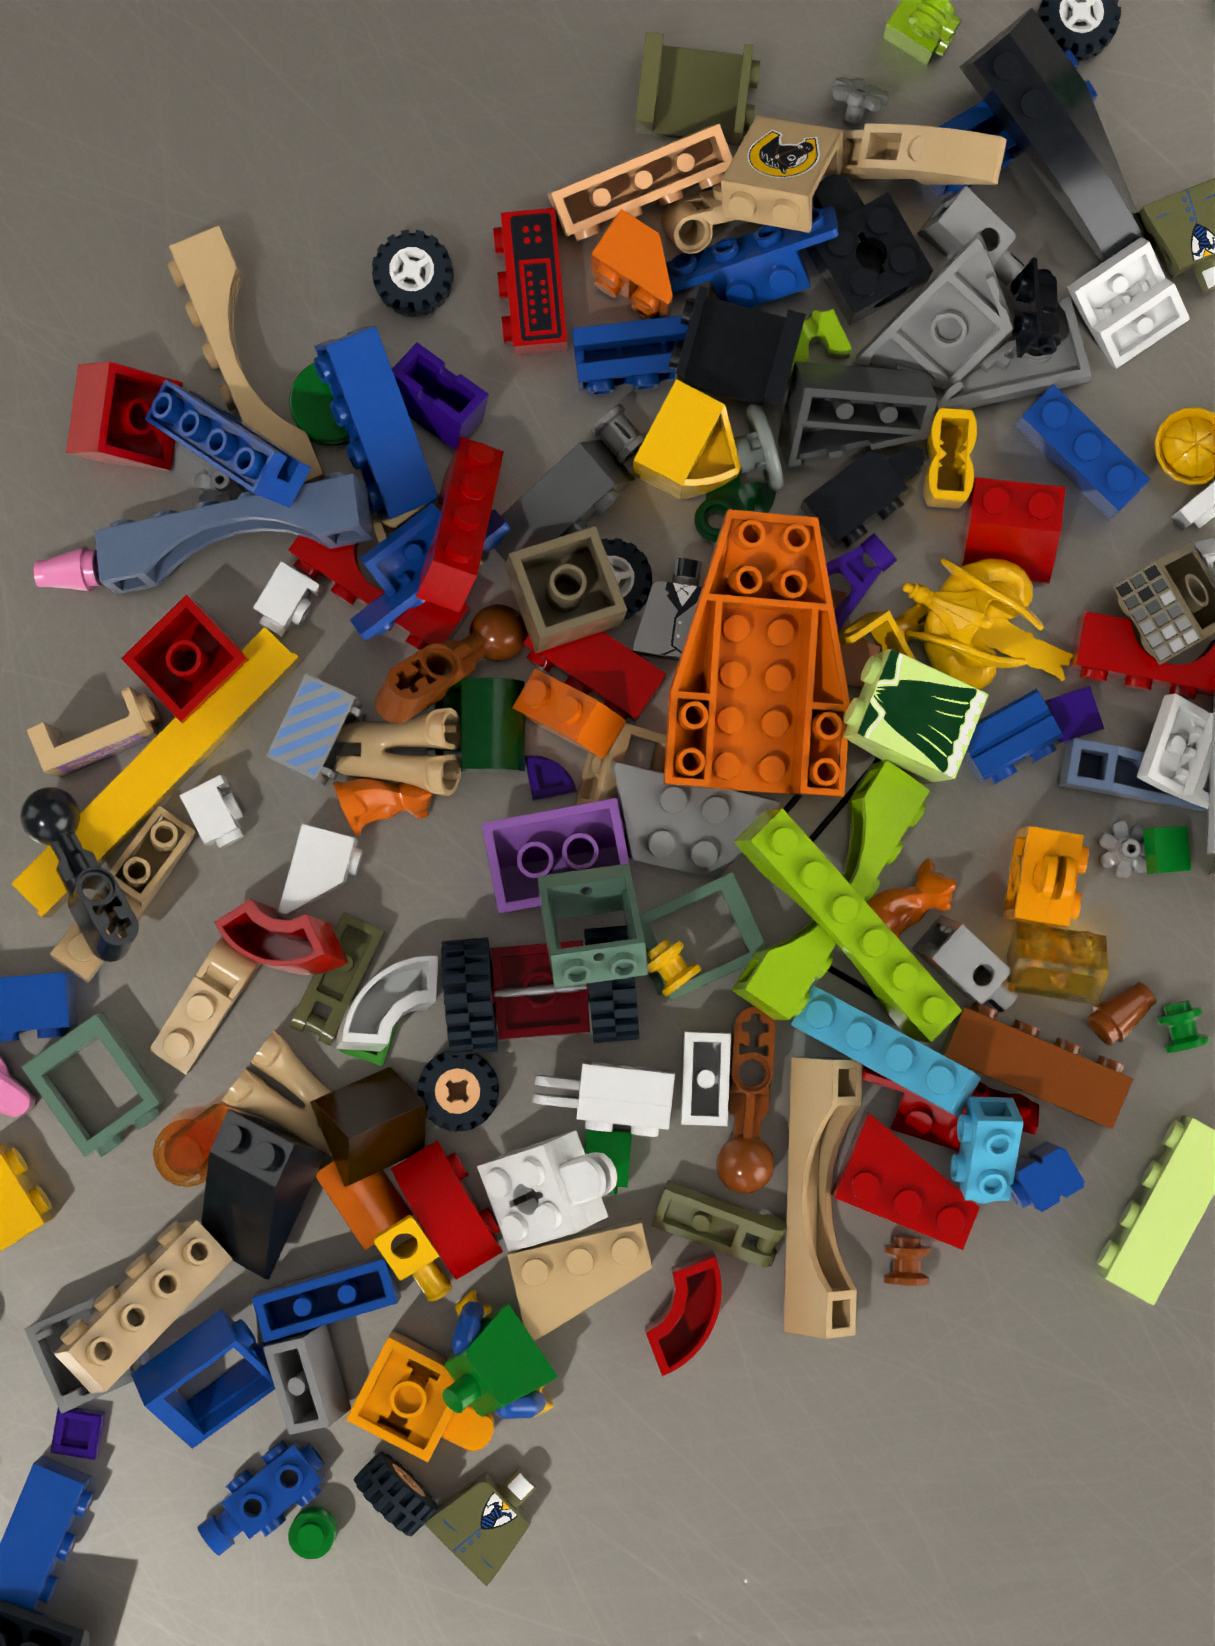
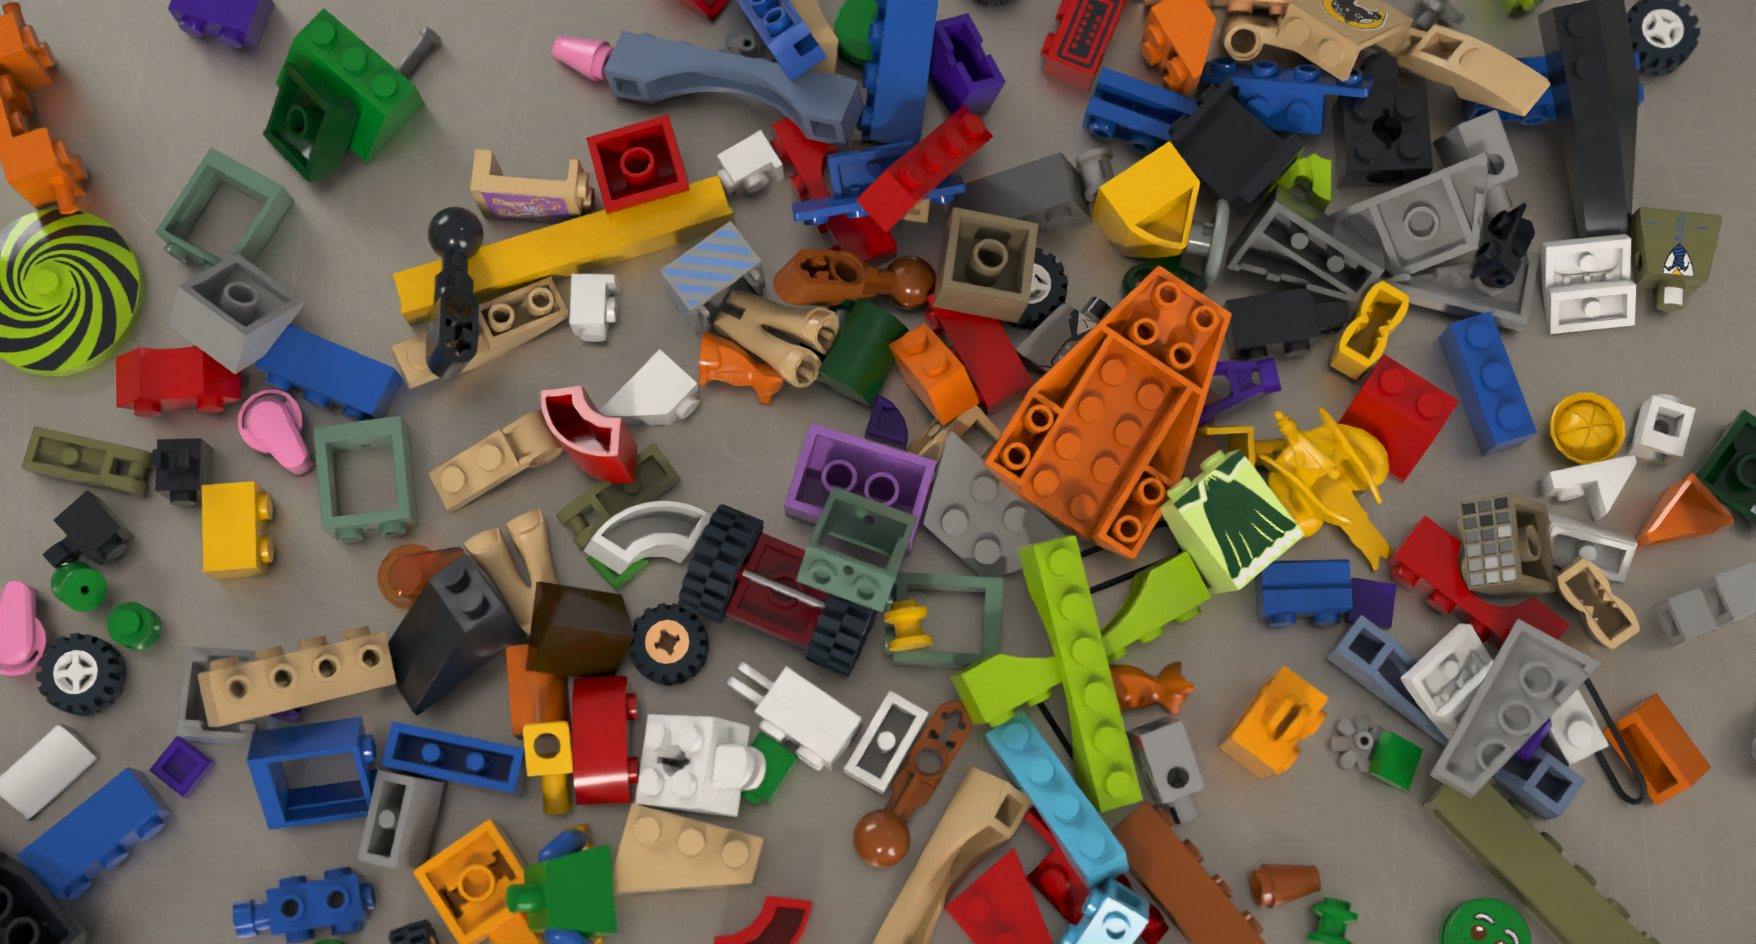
camera: 30 degrees right, 10 degrees down
(719, 1224) = (830, 880): olive plate -> none
(1057, 963) = (1249, 806): clear yellow brick -> none

